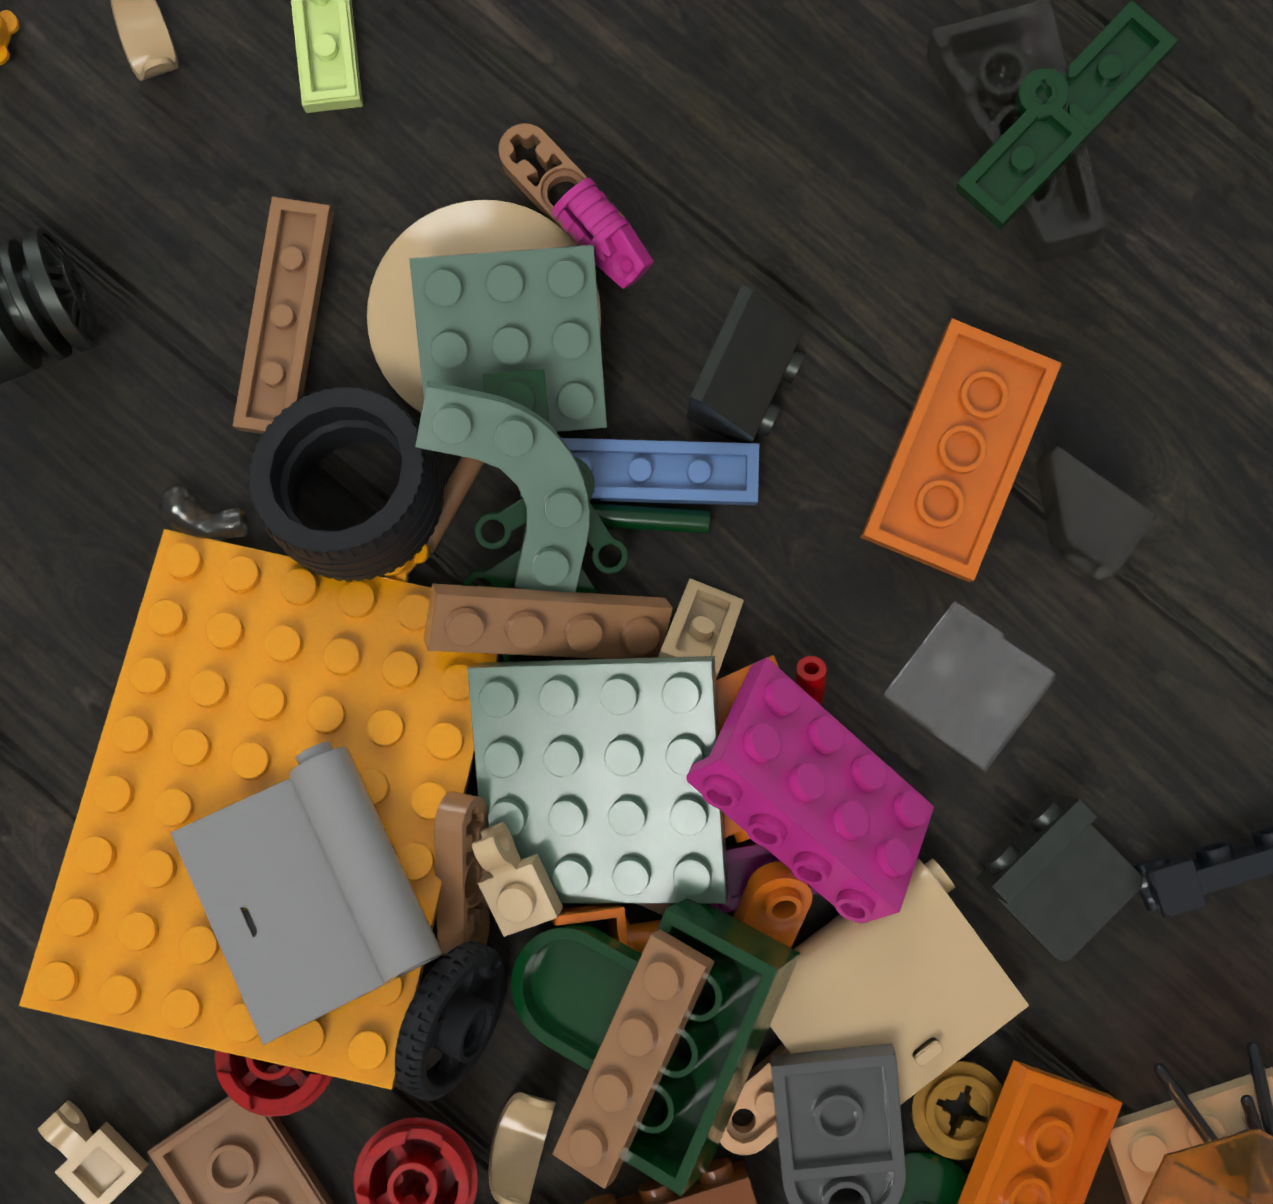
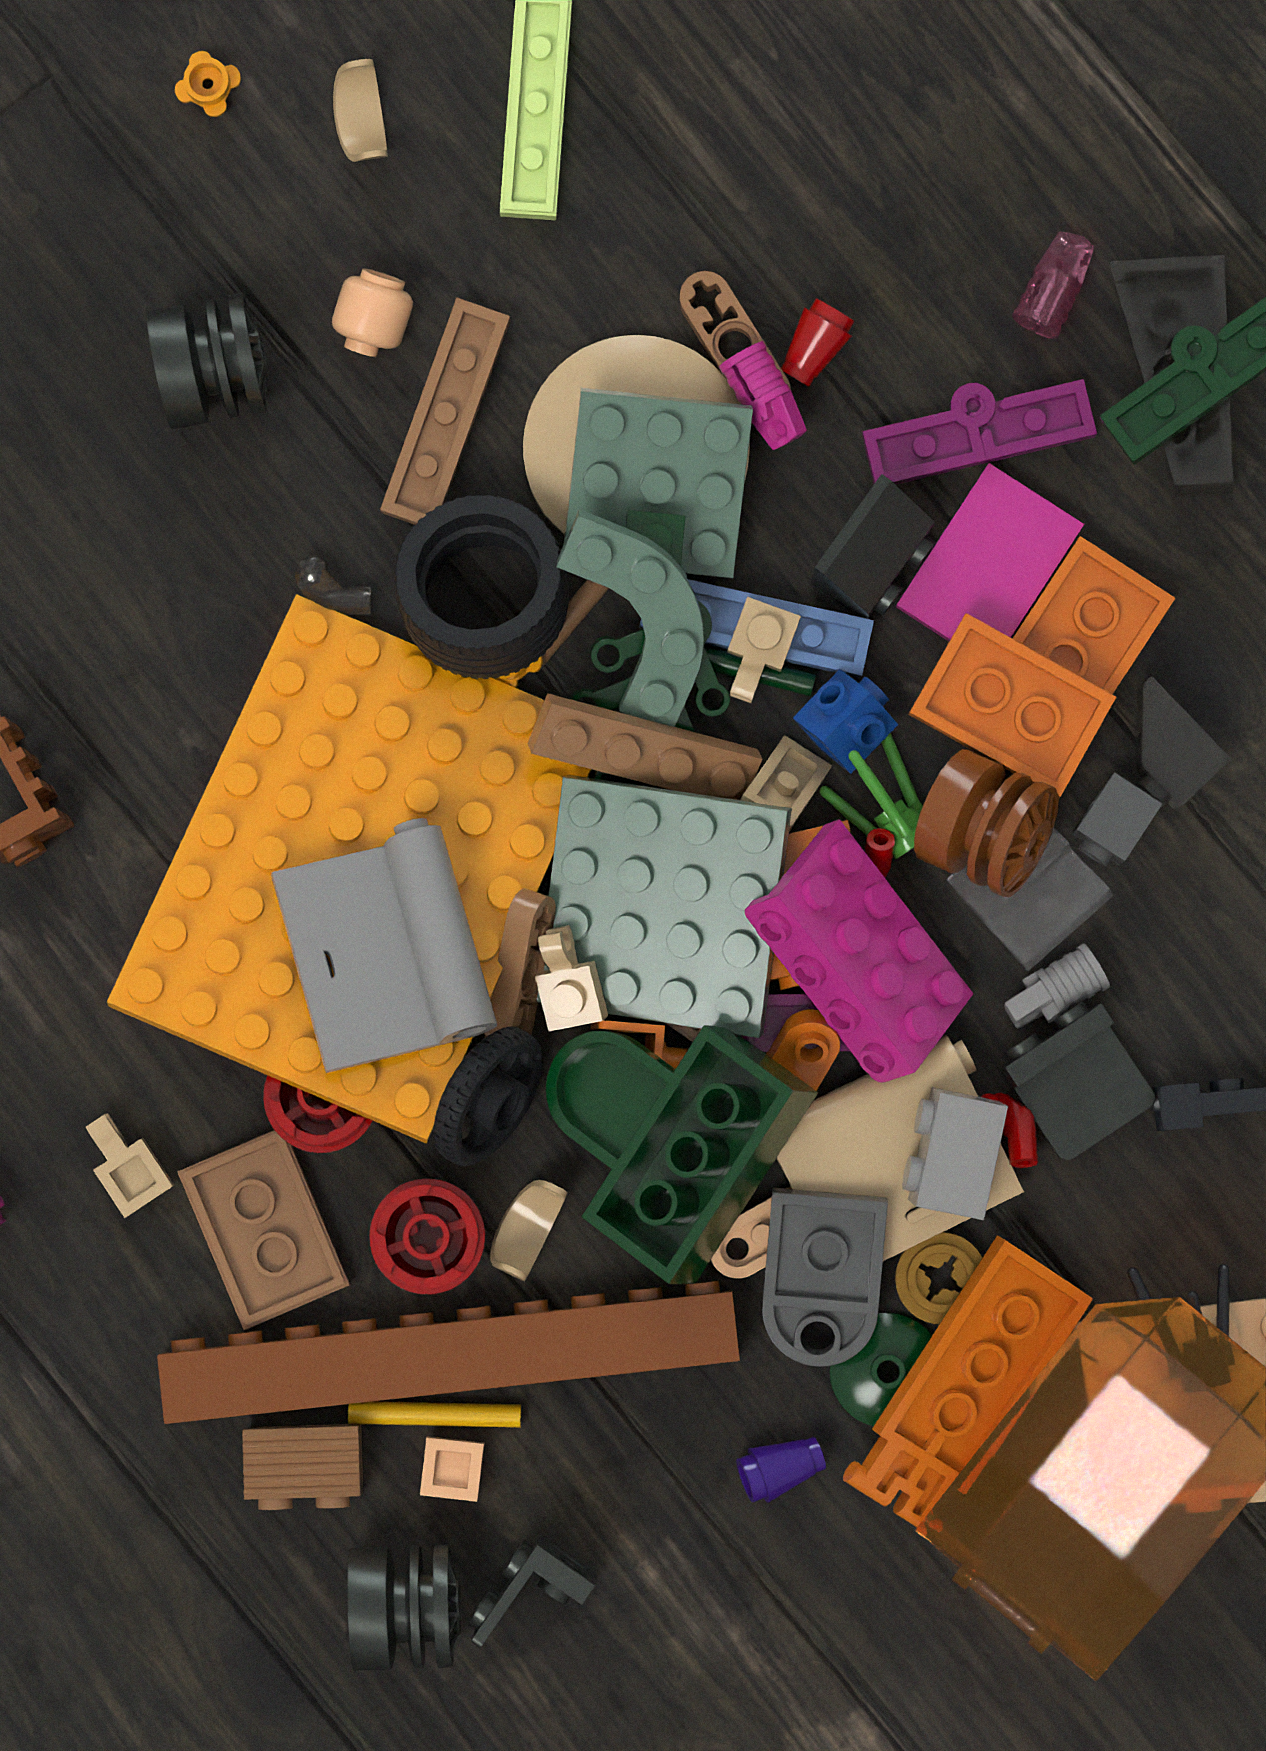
camera: 15 degrees right, 0 degrees up
(188, 227) = (372, 312): none -> light nougat head
(633, 1057) = (648, 1153): medium nougat plate -> none
(646, 172) = (816, 341): none -> red cone
(647, 485) = (761, 640): none -> tan plate
(751, 550) = (846, 718): none -> blue brick
(828, 643) = (896, 816): none -> bright green plant
(830, 232) = (980, 431): none -> magenta hinge
(864, 367) = (990, 558): none -> dark pink tile
(874, 75) = (1054, 285): none -> clear pink hinge
(907, 628) = (986, 822): none -> dark orange wheel
(921, 503) = (1012, 704): none -> orange plate
(958, 988) = (955, 1153): none -> light grey brick
(1006, 934) = (1019, 1130): none -> red arm
(1022, 783) = (1058, 988): none -> light grey hinge
(1046, 601) = (1115, 821): none -> dark grey brick

